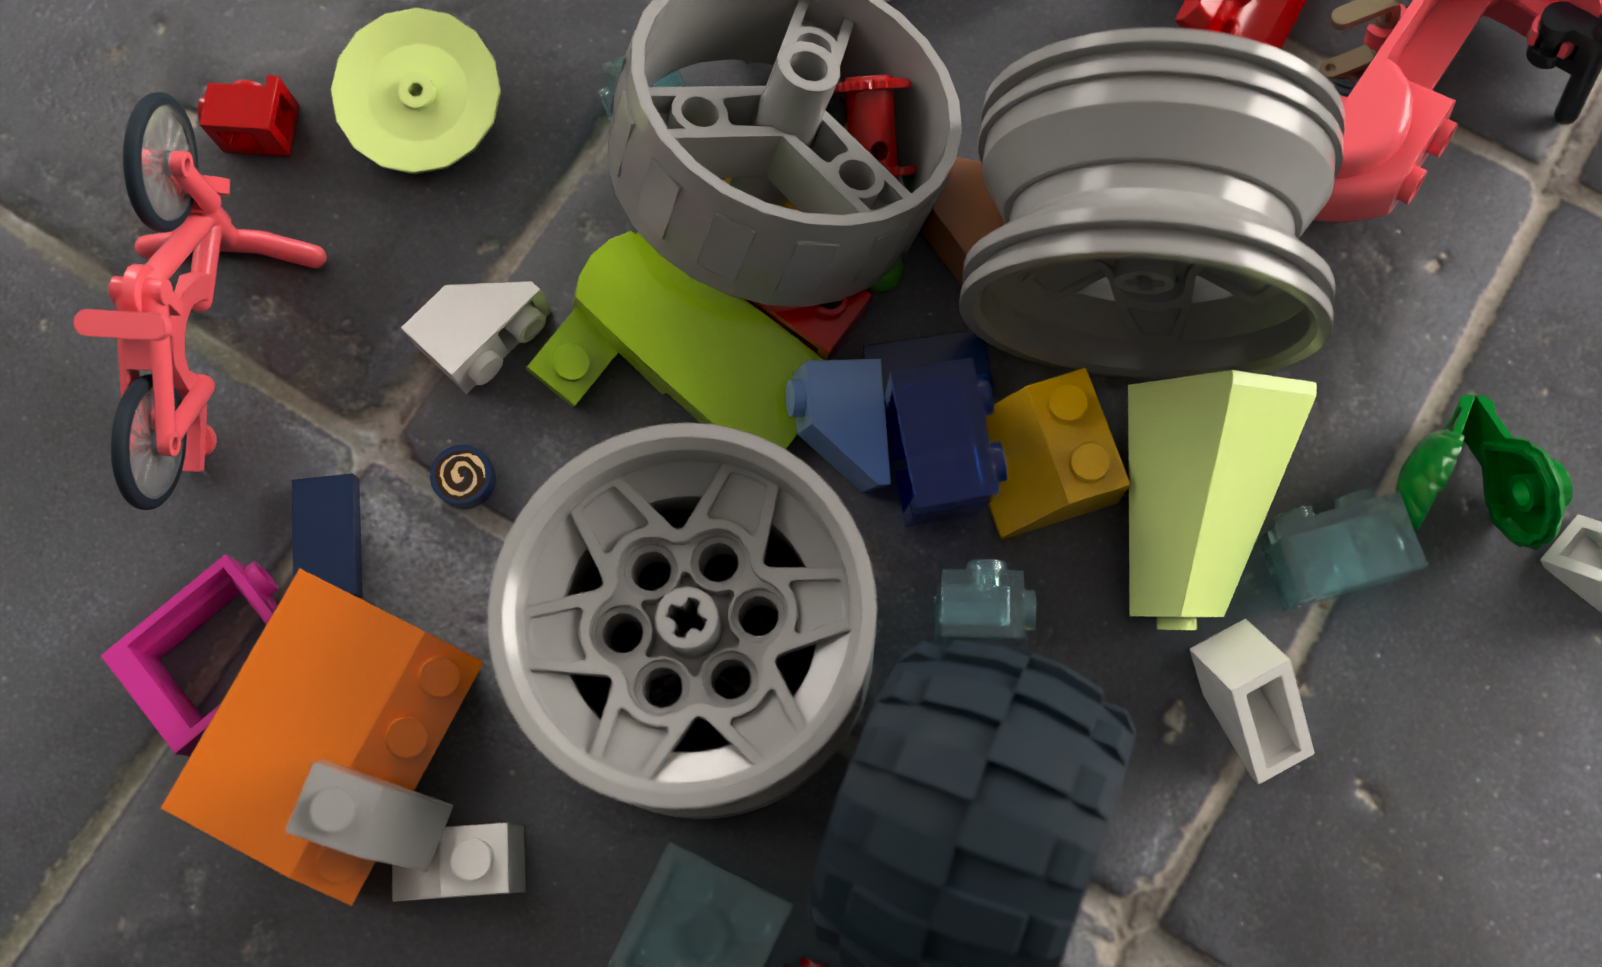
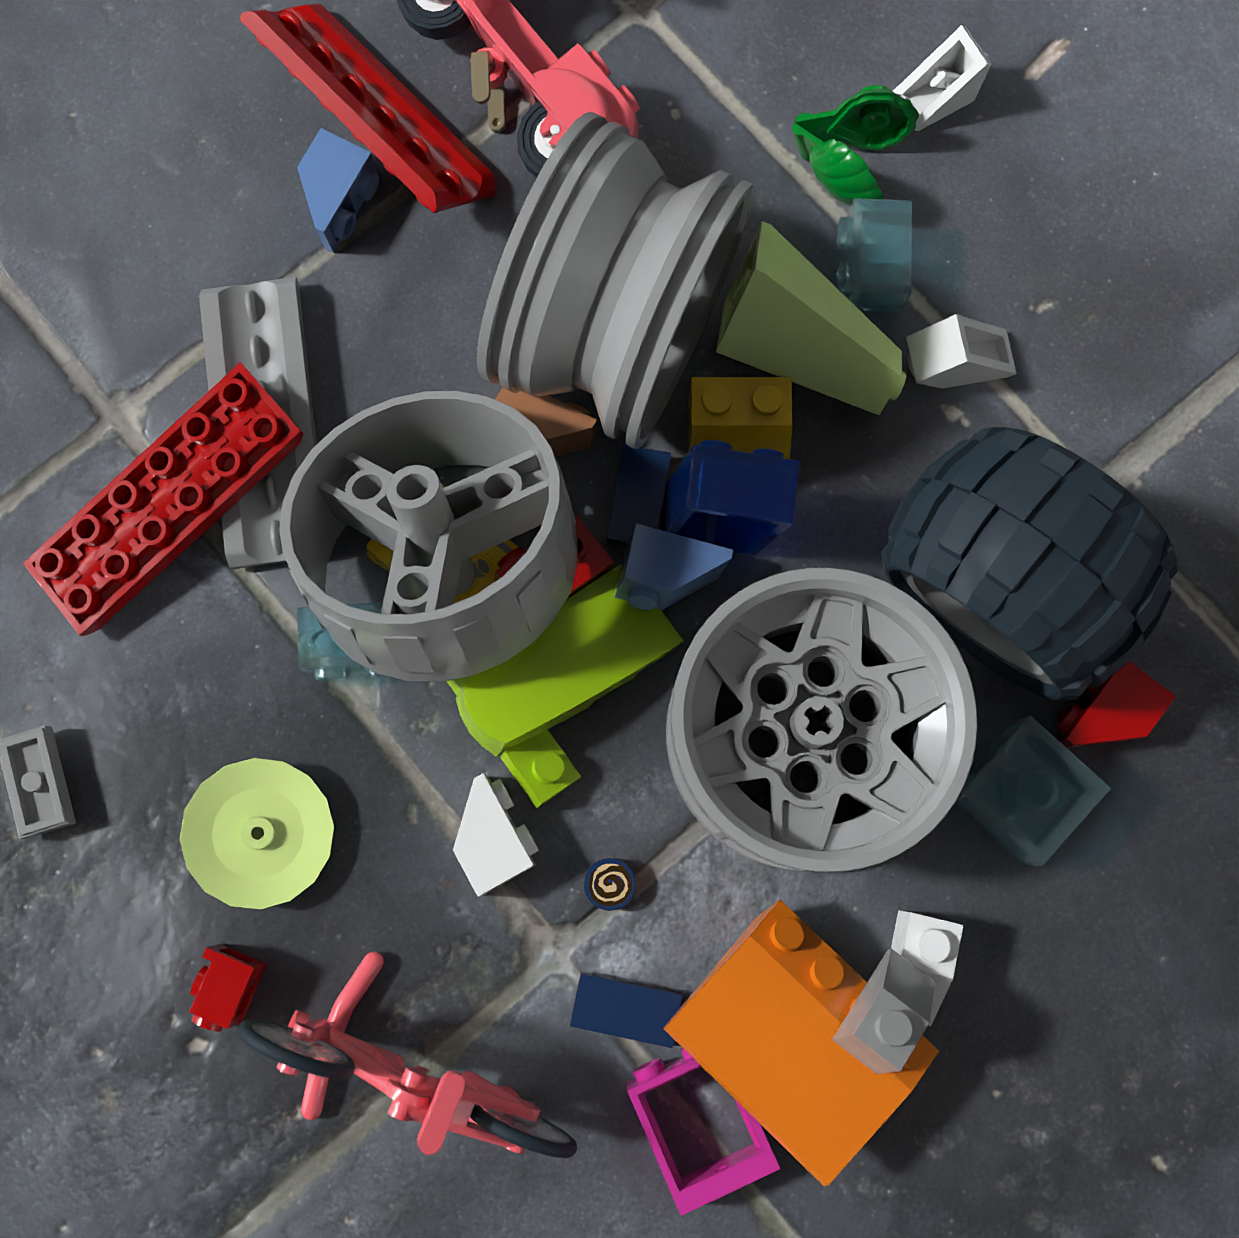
camera: 80 degrees left, 5 degrees up
(872, 116) = (446, 464): red hose -> none
(984, 604) = (852, 515): clear light blue brick -> none

